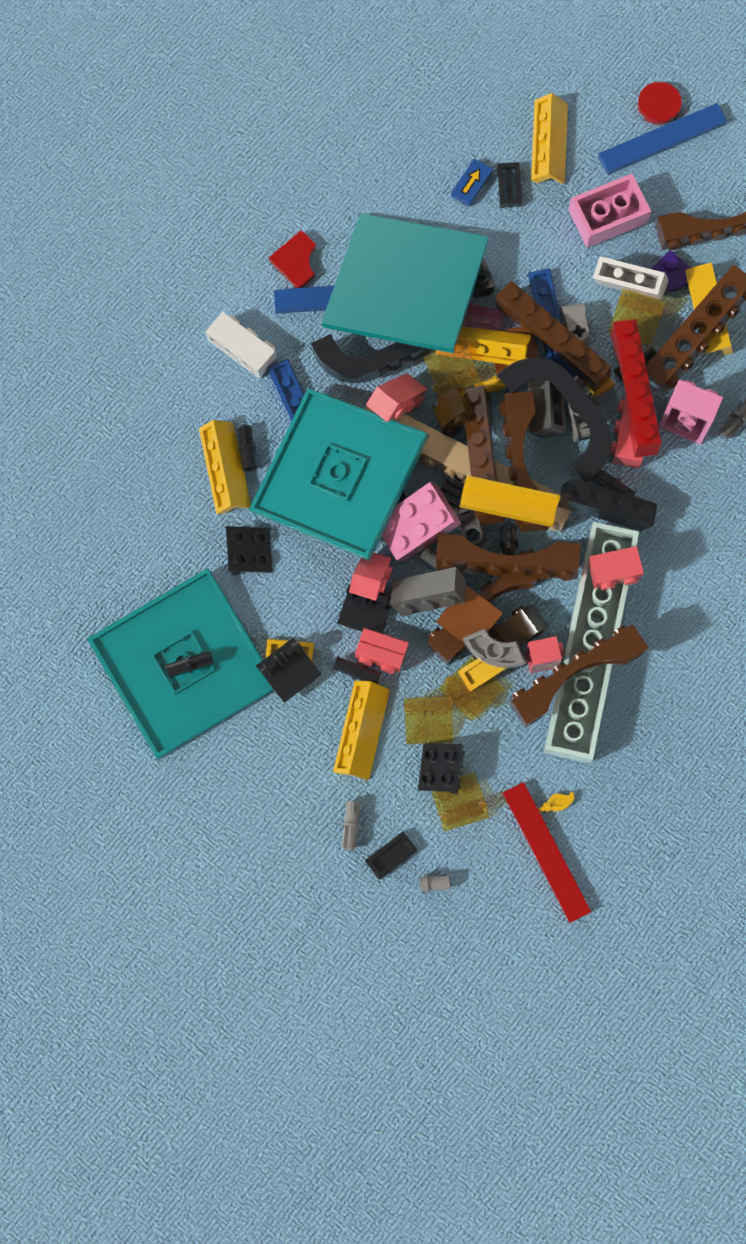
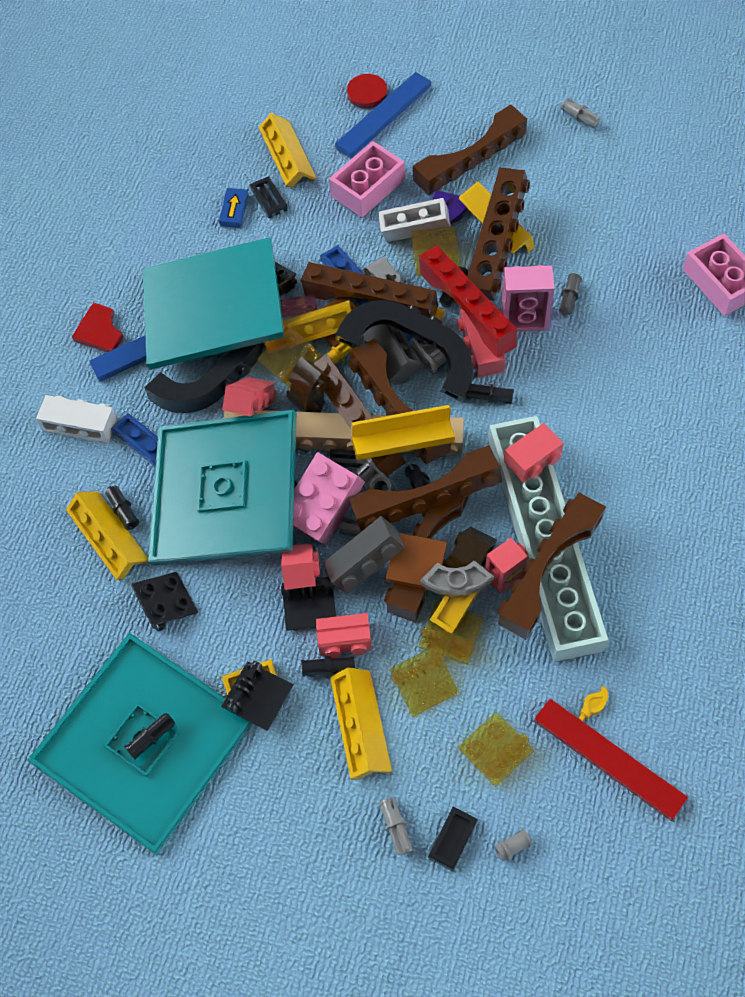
camera: 25 degrees left, 15 degrees down
(441, 768) = (460, 722): black hinge -> none
(607, 505) = (494, 406): black brick -> none

